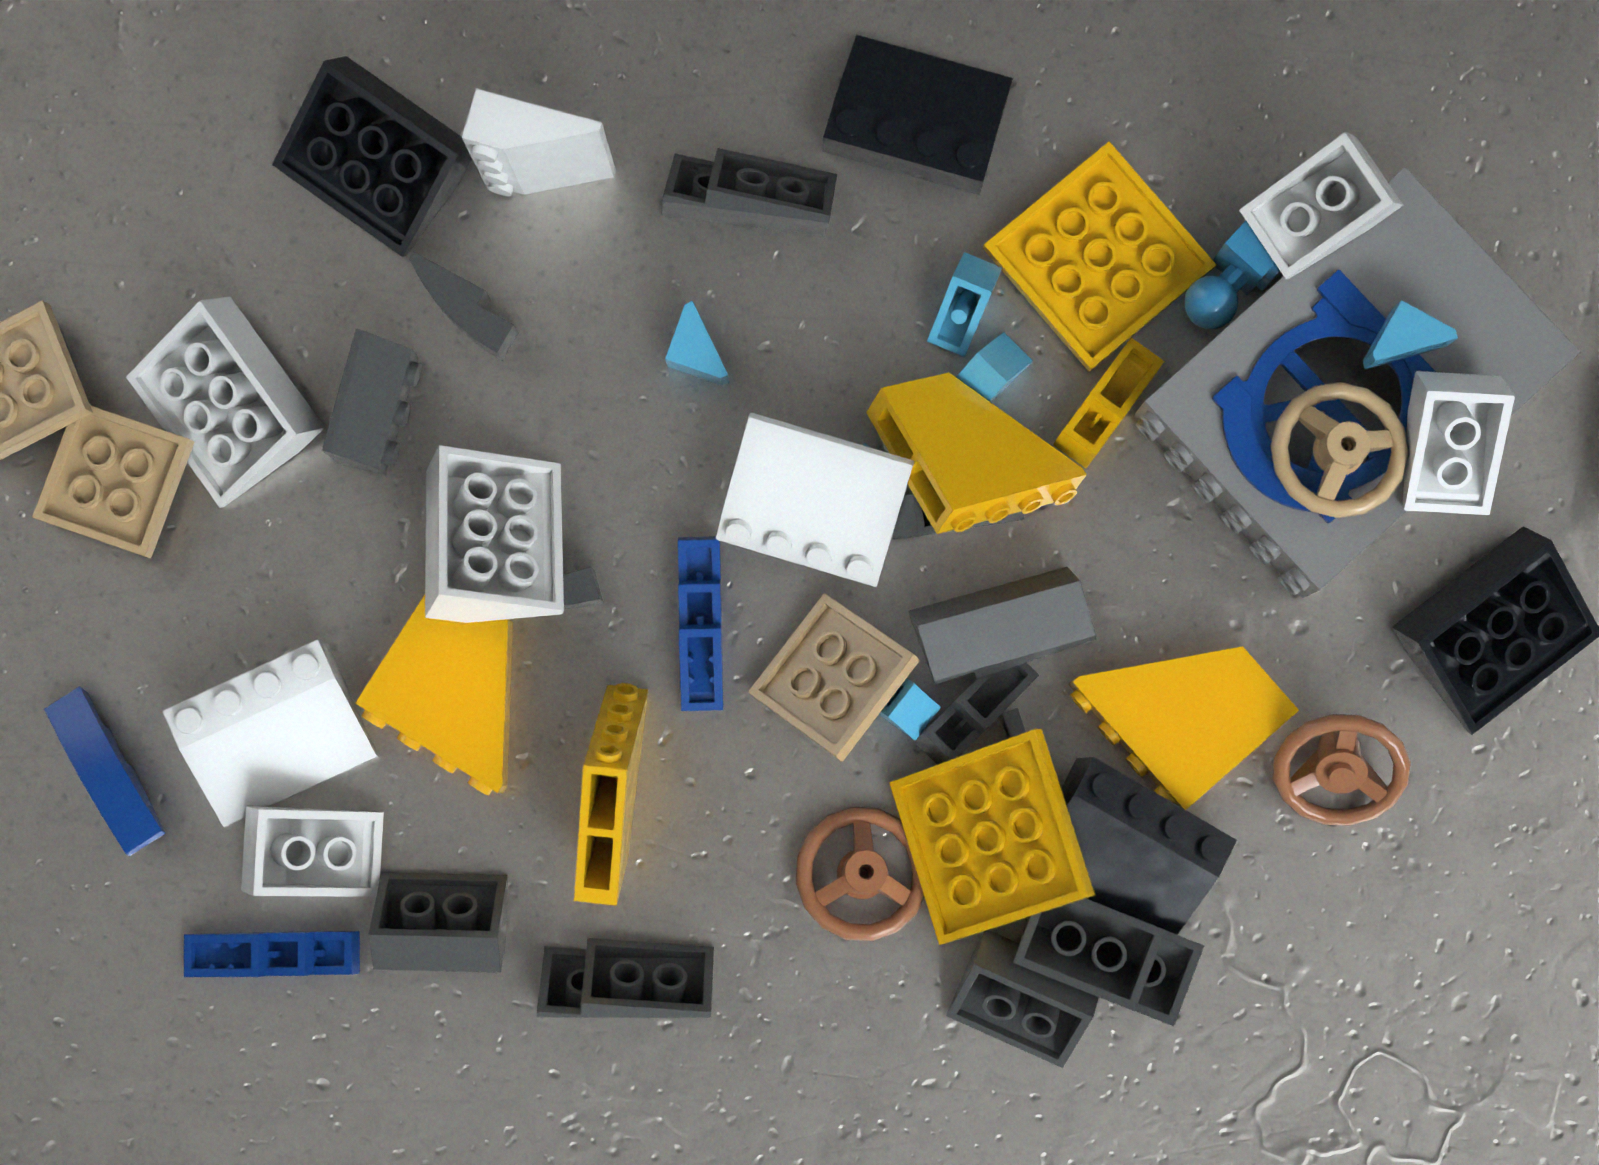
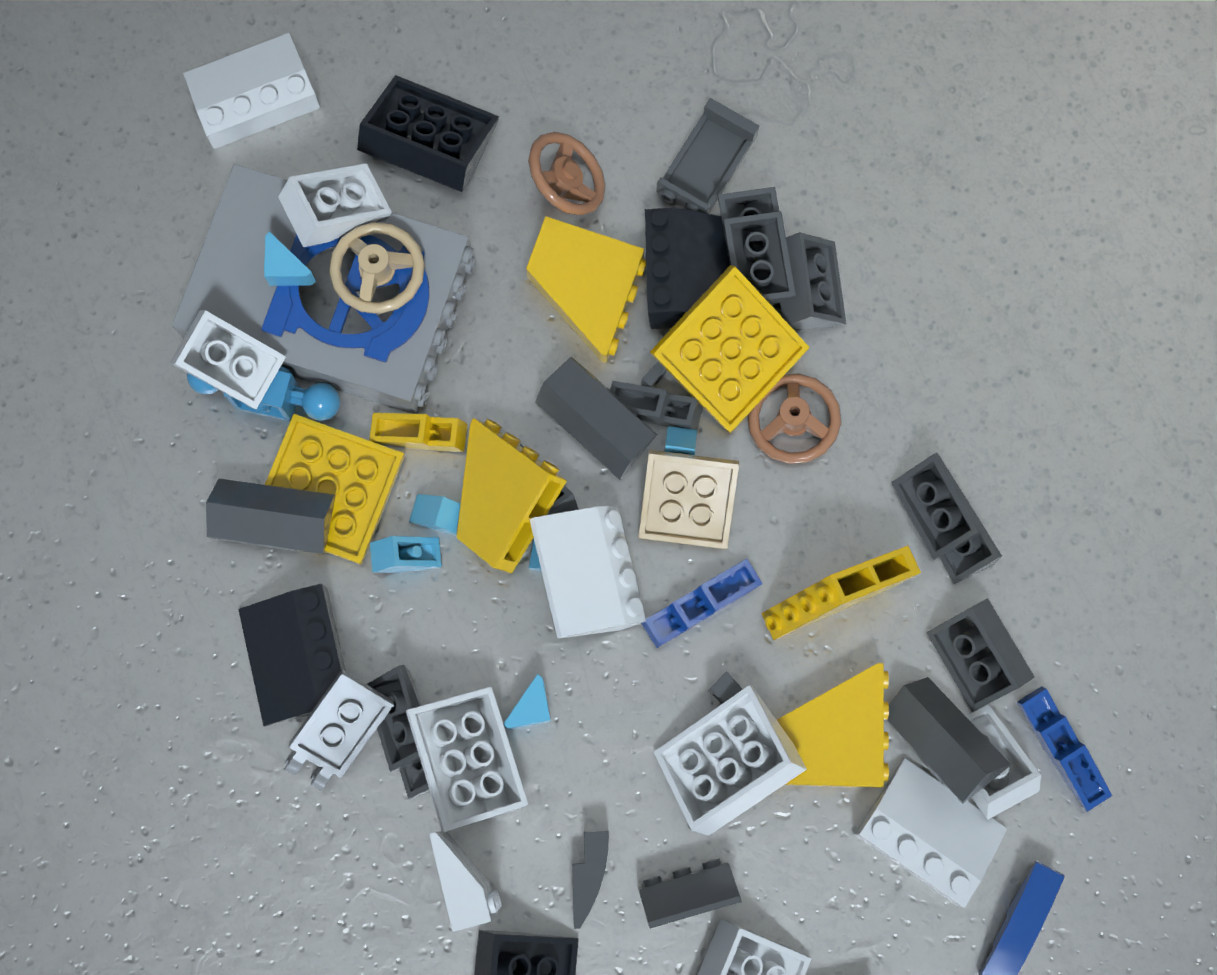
camera: 125 degrees left, 5 degrees down
(365, 811) = (945, 739): none -> dark grey slope
(674, 232) = (466, 759): none -> white slope
(799, 110) = (337, 728): none -> tile
(1103, 166) = (269, 516): none -> dark grey slope
(1262, 967) = (708, 158): none -> dark grey panel

